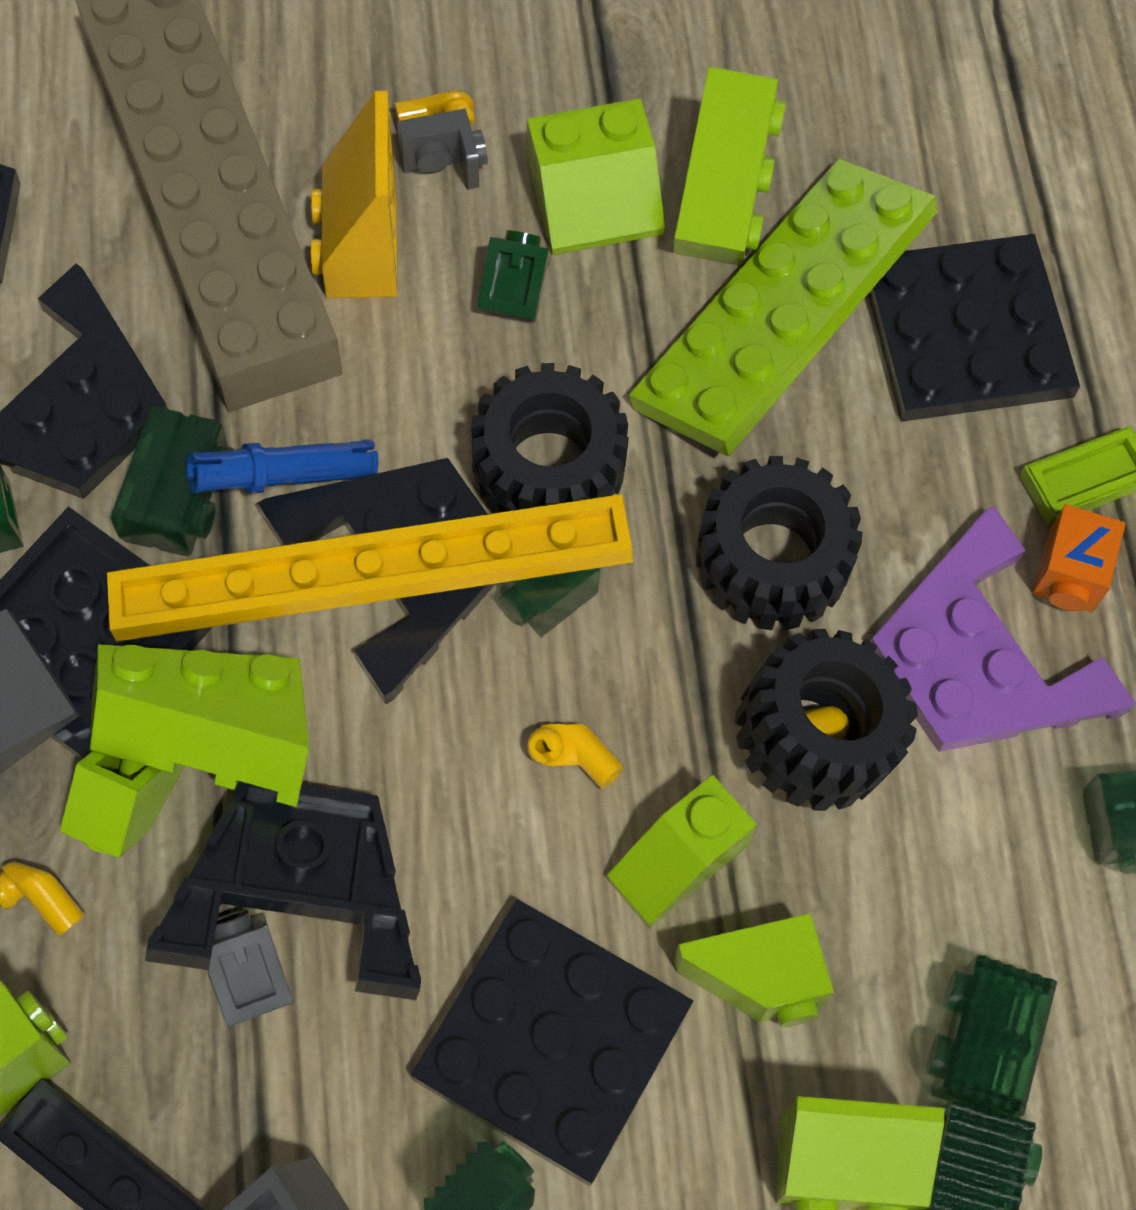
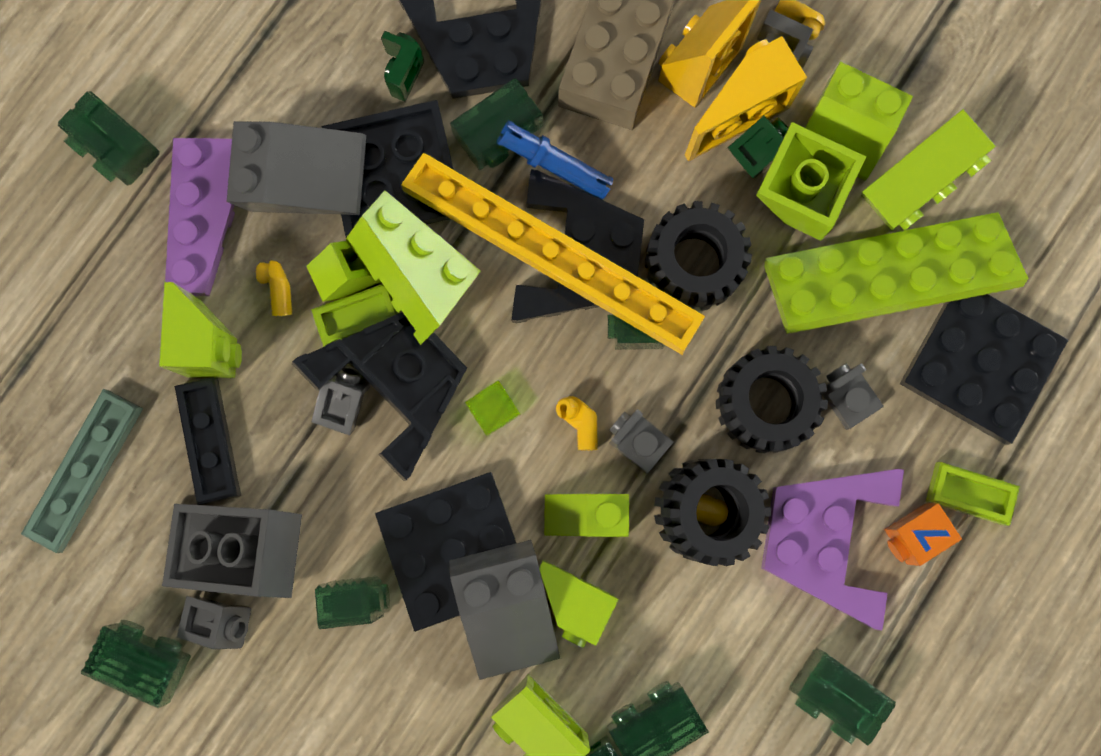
camera: 45 degrees right, 15 degrees up
(169, 848) = (353, 314): none -> lime tile
(451, 823) = (492, 408): none -> clear neon green tile
(460, 208) = (760, 86): none -> yellow slope
(608, 269) = (809, 181): none -> lime slope
(665, 716) = (639, 440): none -> dark grey bracket
(685, 1046) = (504, 609): none -> dark grey slope
(866, 470) = (851, 395): none -> dark grey bracket

